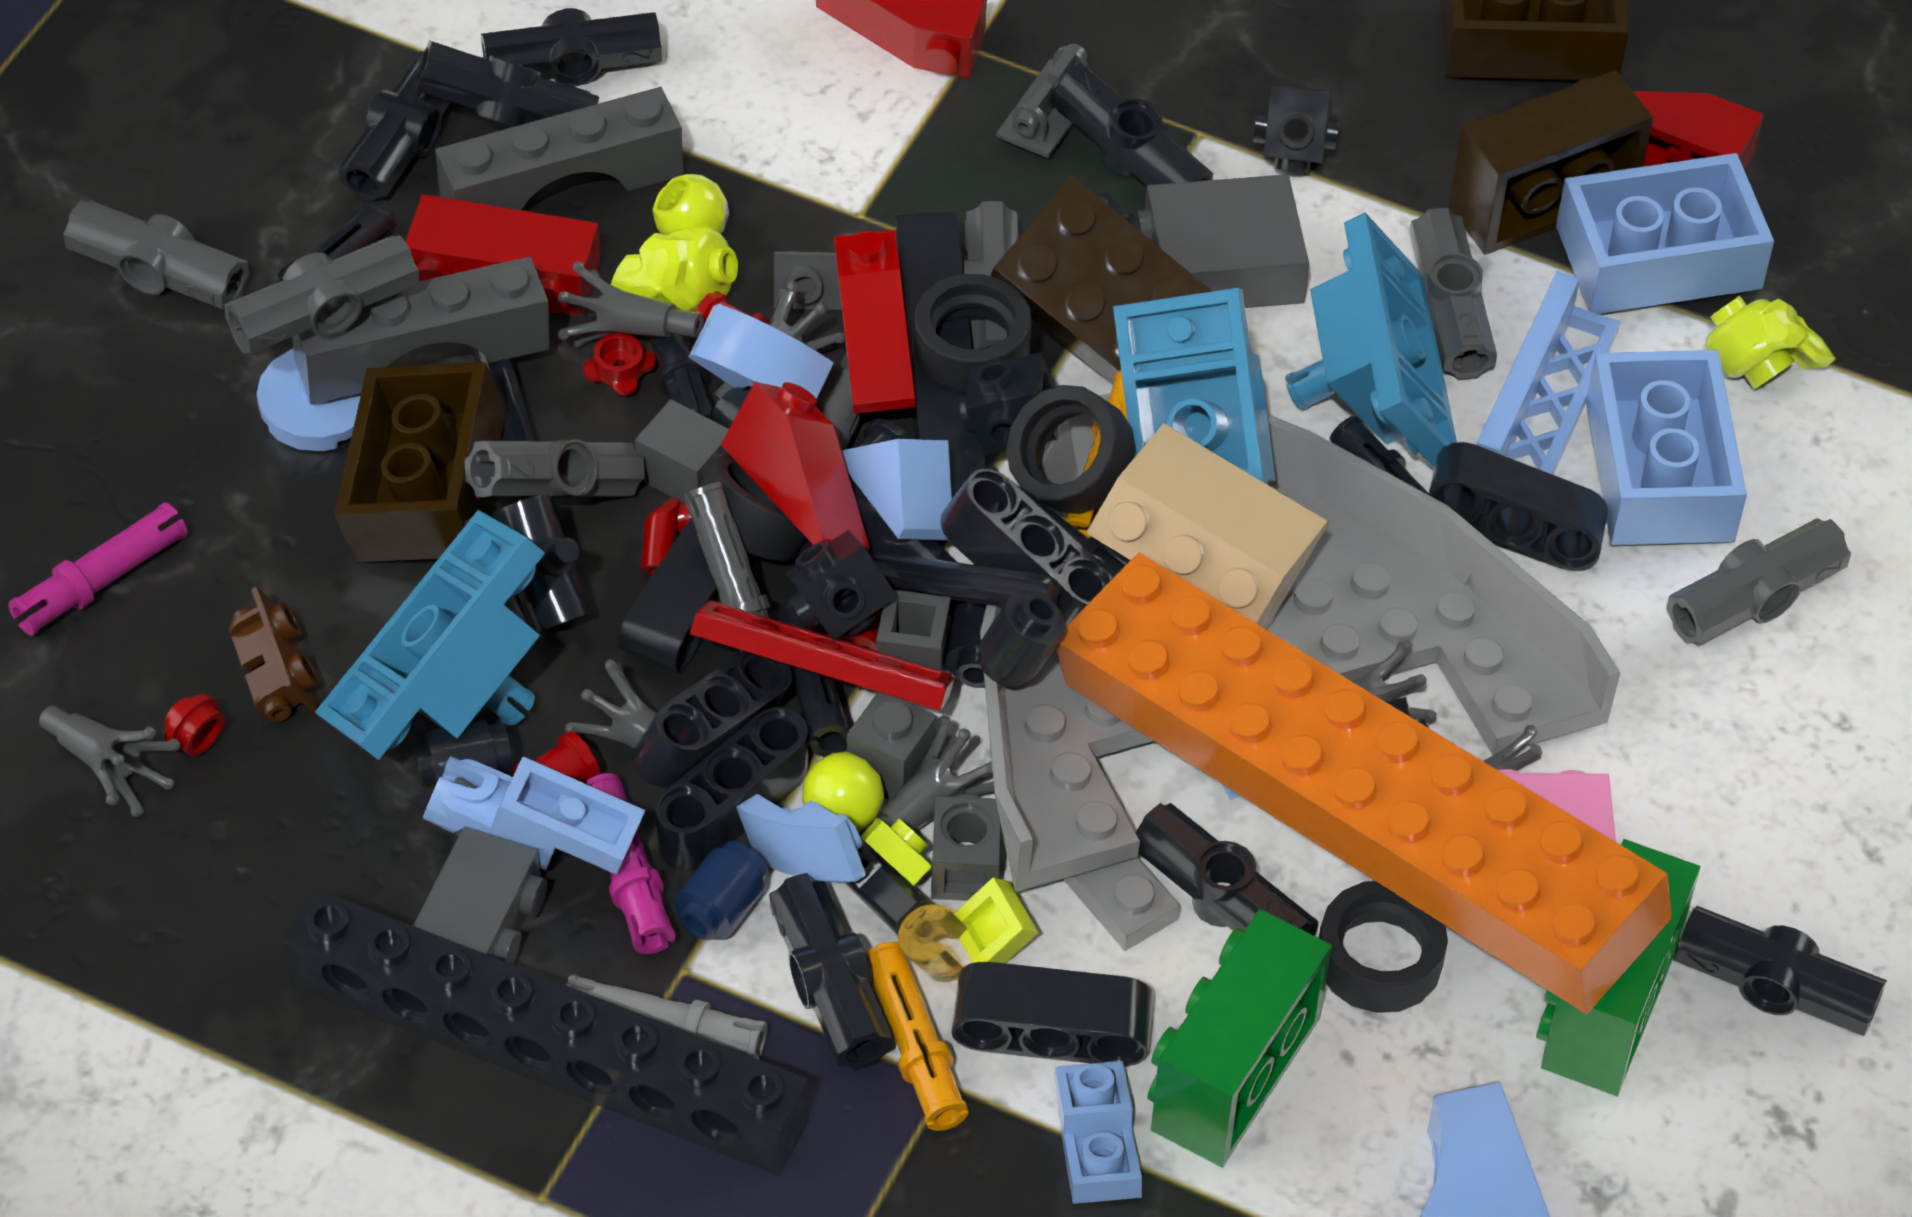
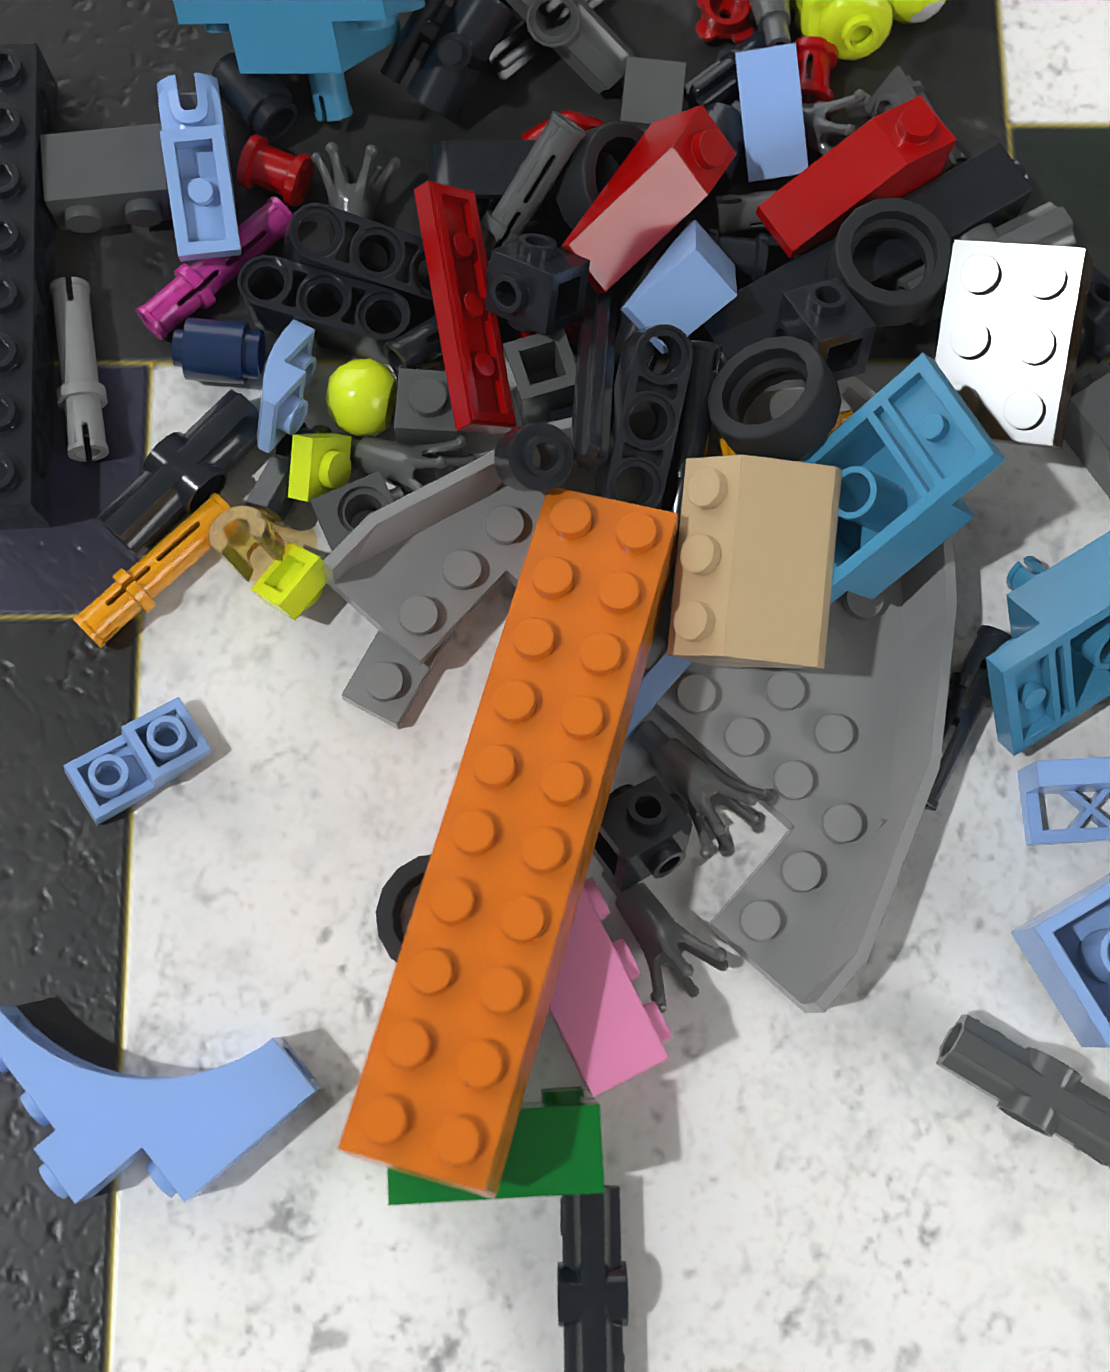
camera: 60 degrees right, 25 degrees up
(1052, 1013) = (228, 671): black beam -> none
(1200, 861) = (420, 790): black piece -> none
(1238, 1036) = (248, 835): green brick -> none
(1521, 505) = (991, 830): black beam -> none

